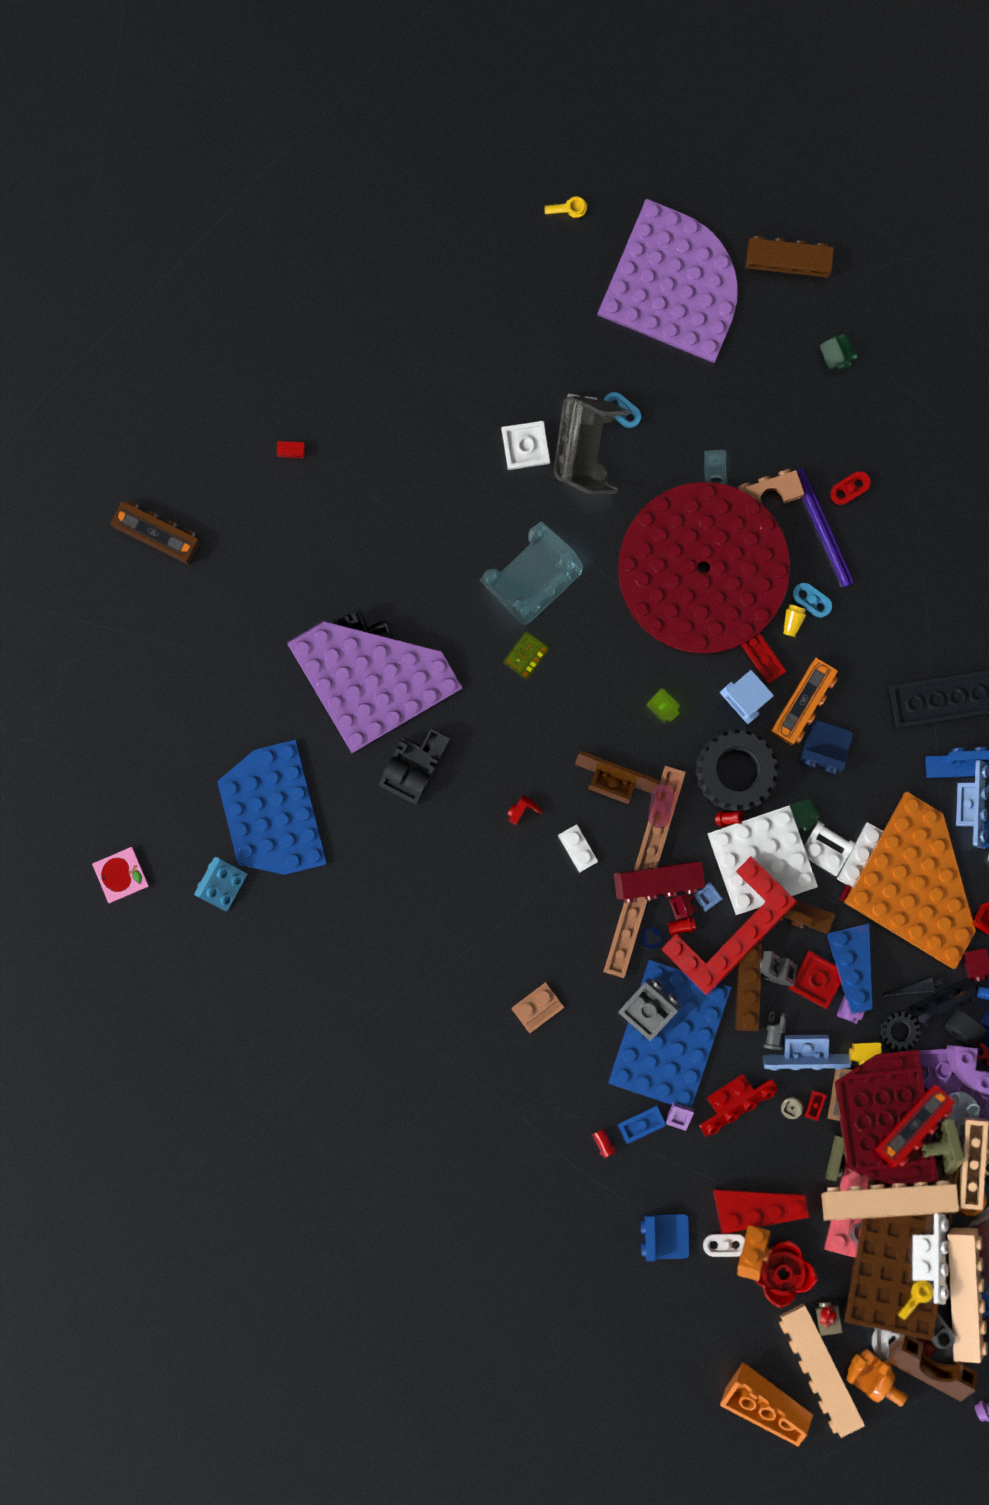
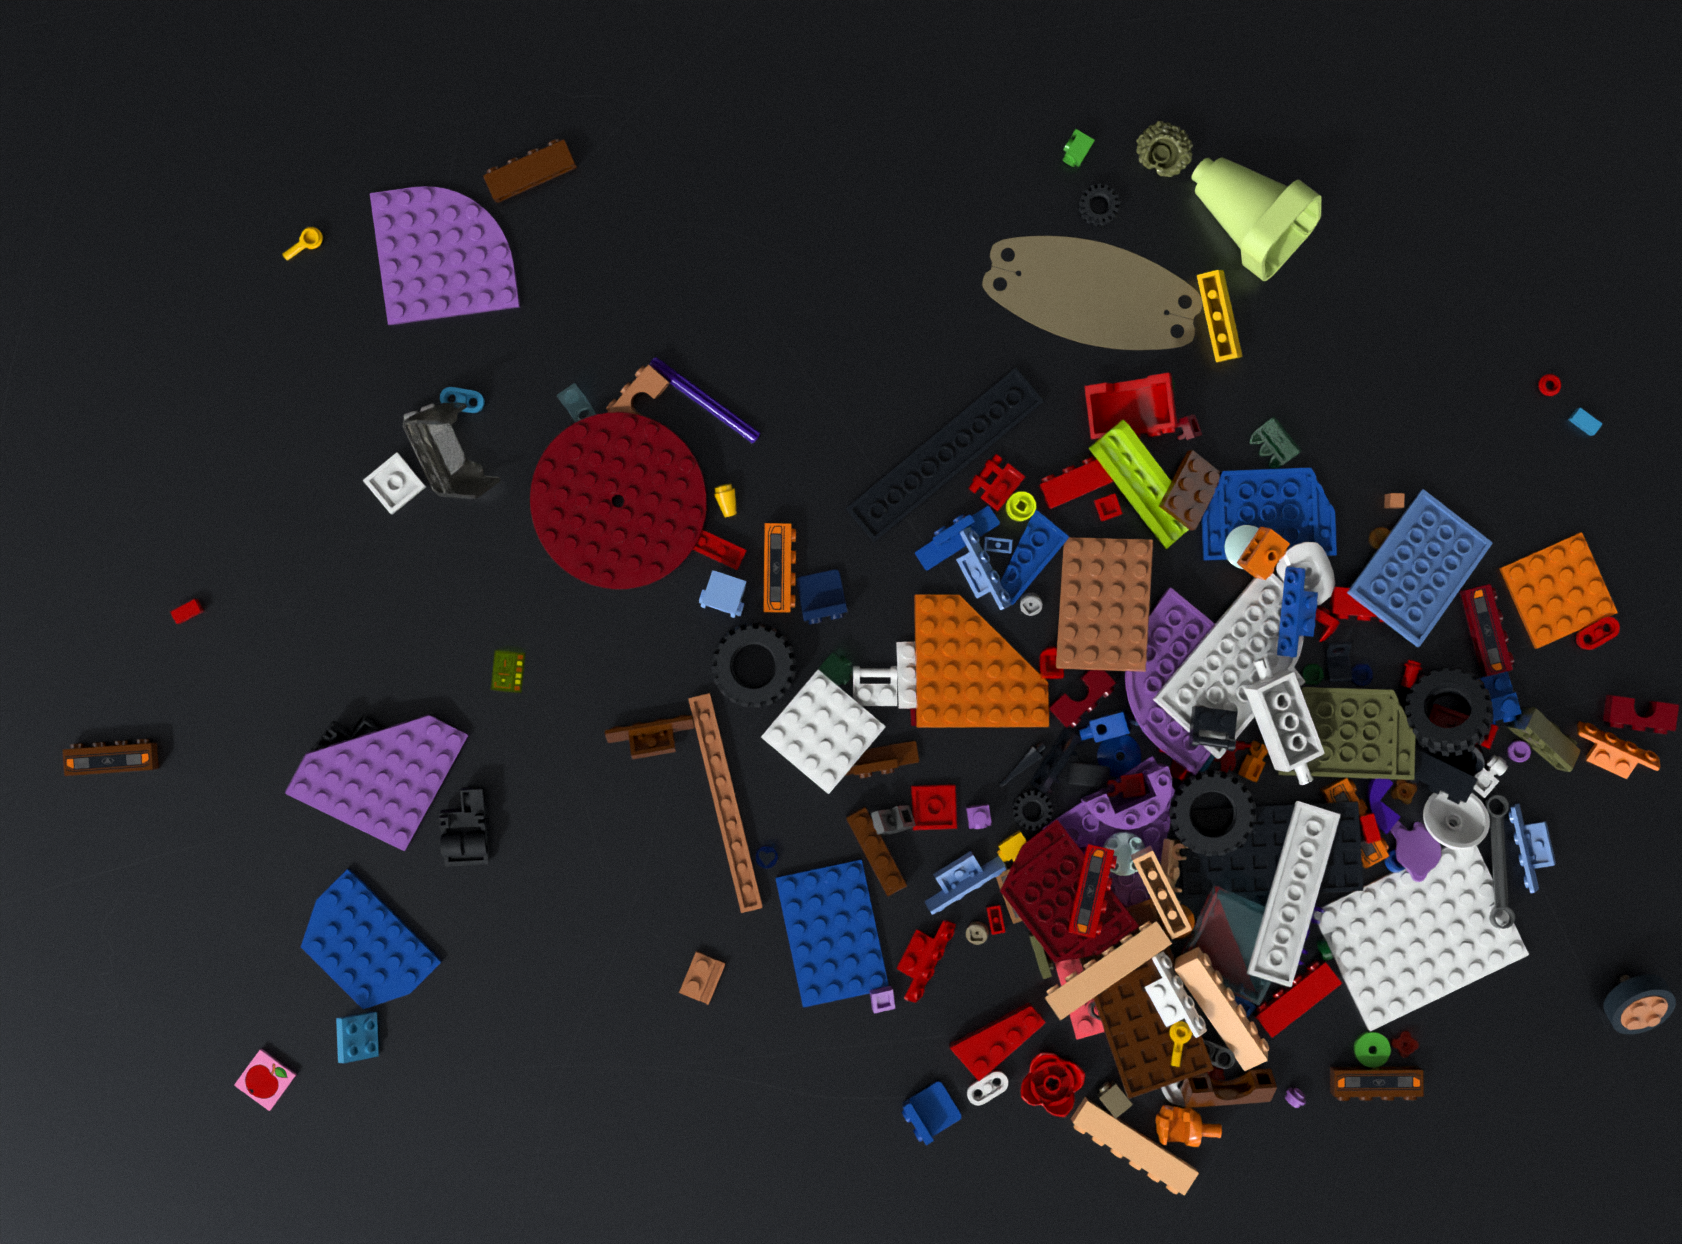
camera: 30 degrees left, 5 degrees up
(517, 810) = (581, 815): red plate -> none
(534, 575) = (472, 597): clear light blue windscreen -> none
(578, 848) = (655, 816): white plate -> none
(604, 1143) = (830, 1062): red pin -> none
(641, 1124) = (853, 1026): blue plate -> none
(650, 1008) = (800, 922): dark grey plate -> none
(659, 880) = (742, 804): dark red brick -> none
(660, 806) = (703, 738): clear pink plate -> none
(664, 706) = (656, 645): clear neon green brick -> none
(682, 907) = (776, 814): dark red tile -> none
(682, 926) = (787, 831): red pin -> none
(707, 896) = (794, 791): medium blue tile -> none
(710, 974) = (836, 859): red plate -> none
(729, 818) = (769, 713): red pin -> none
(754, 1253) = (1015, 1083): orange brick -> none
(766, 1405) = (1104, 1206): orange wedge -> none
(775, 1032) = (923, 875): dark grey piece -> none
(813, 598) = (732, 471): dark azure plate -> none
(827, 1316) = (1111, 1099): red plate -> none
(838, 352) = (624, 232): clear green brick -> none
(849, 488) = (707, 350): red plate -> none
(853, 963) = (953, 772): blue wing -> none
(946, 1146) = (1129, 892): olive plate -> none

